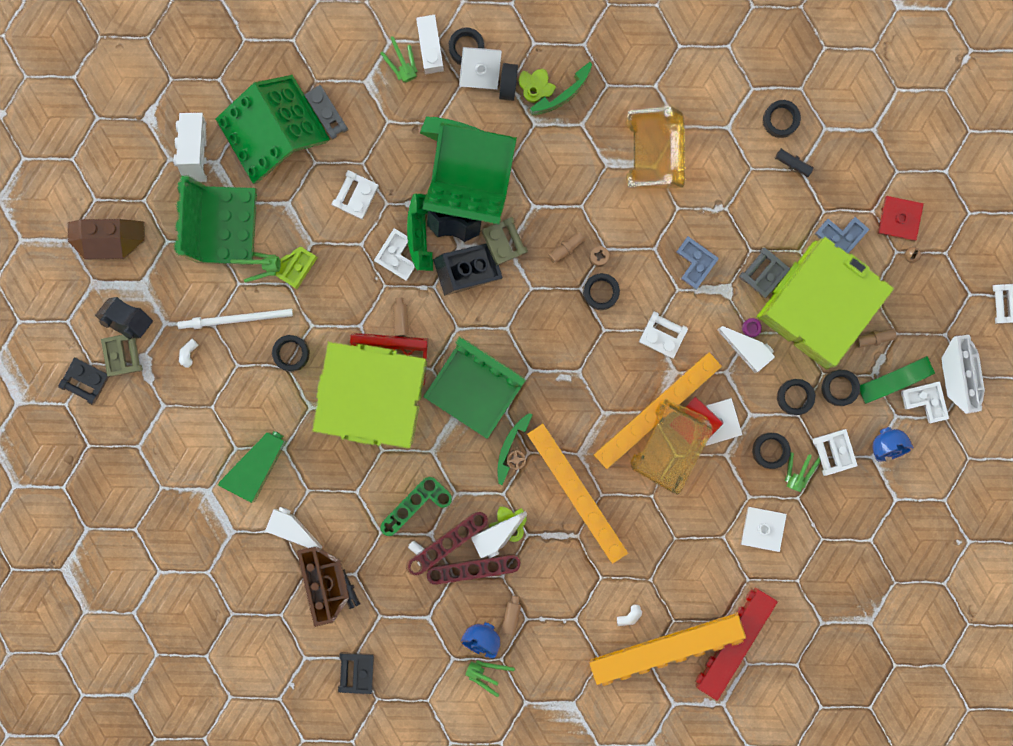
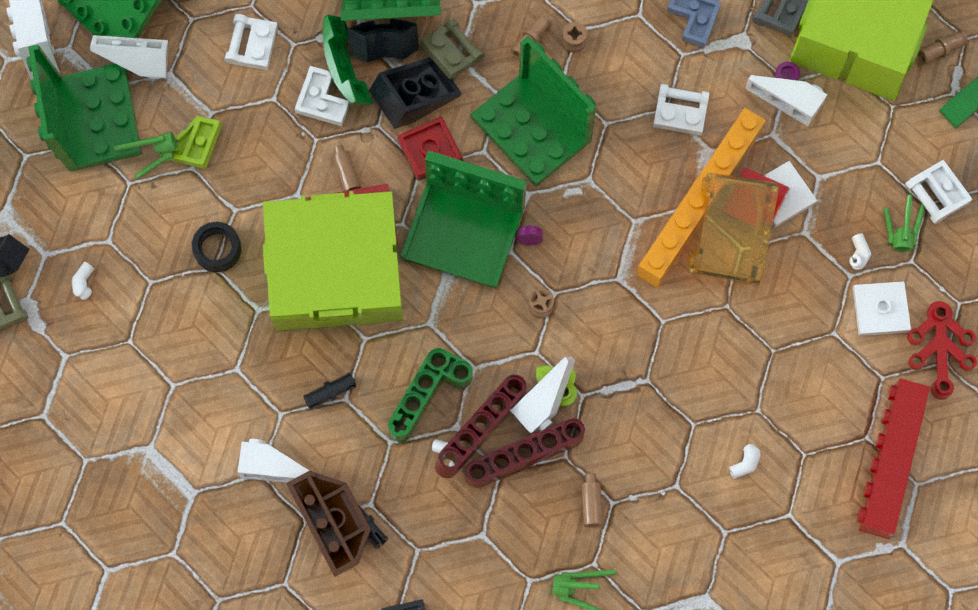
camera: 15 degrees left, 15 degrees down
(197, 323) = (87, 241): white bar -> none
(253, 469) = (203, 400): green slope -> none
(264, 186) = (137, 55): none -> white slope
(346, 485) = (329, 391): none -> black pin
(466, 317) = (429, 136): none -> red plate
(482, 639) = (561, 540): blue cylinder -> none
(503, 469) = (534, 261): green slope -> none
(522, 405) = (530, 235): none -> magenta tile
(550, 317) = (538, 116): none -> green bracket
(577, 493) = (631, 322): light orange brick -> none
(601, 277) = (595, 60): black tyre -> none
(667, 649) = (808, 483): light orange brick -> none
(762, 484) = (862, 252): none -> white arm
(785, 453) = (863, 192): black tyre -> none
(797, 568) = (941, 345): none -> red plant
(810, 397) = (878, 124): black tyre -> none
(826, 387) = (928, 99): black tyre -> none

